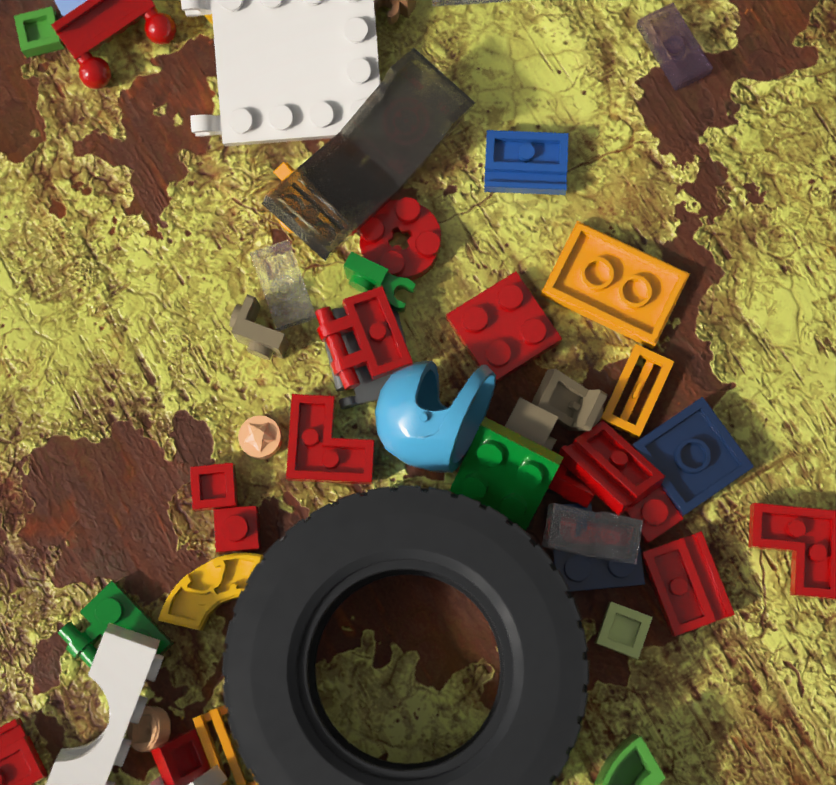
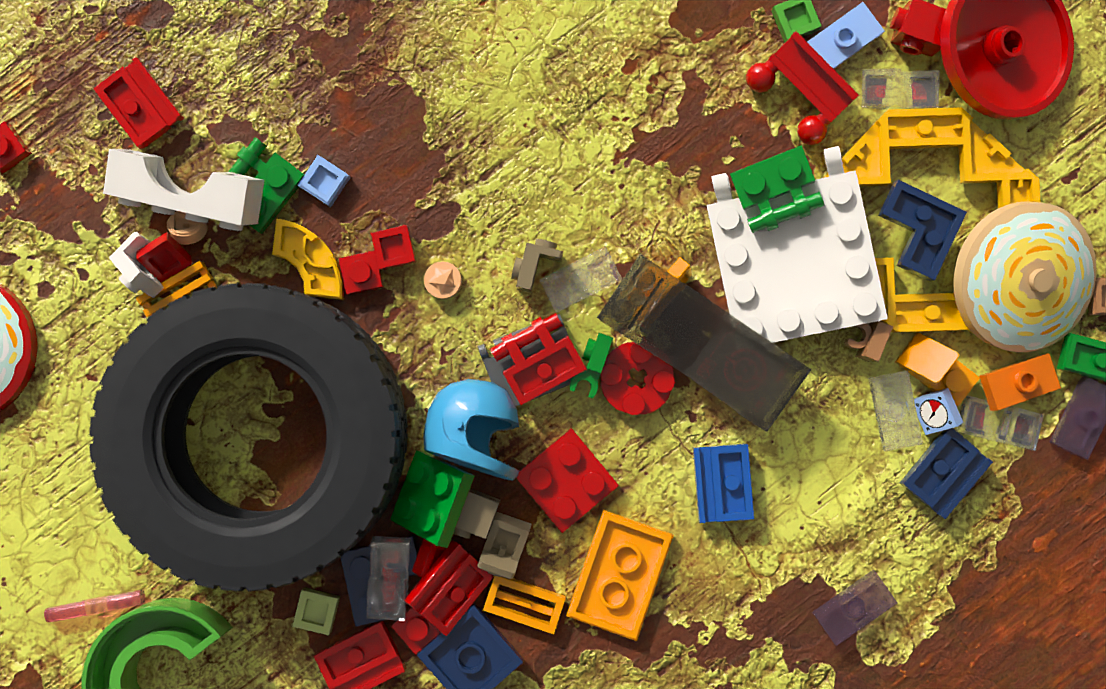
camera: 80 degrees right, 10 degrees up
(124, 560) = (324, 181): none -> light blue tile
(204, 66) = (772, 179): none -> green plate
(316, 454) = (432, 331): red plate -> none

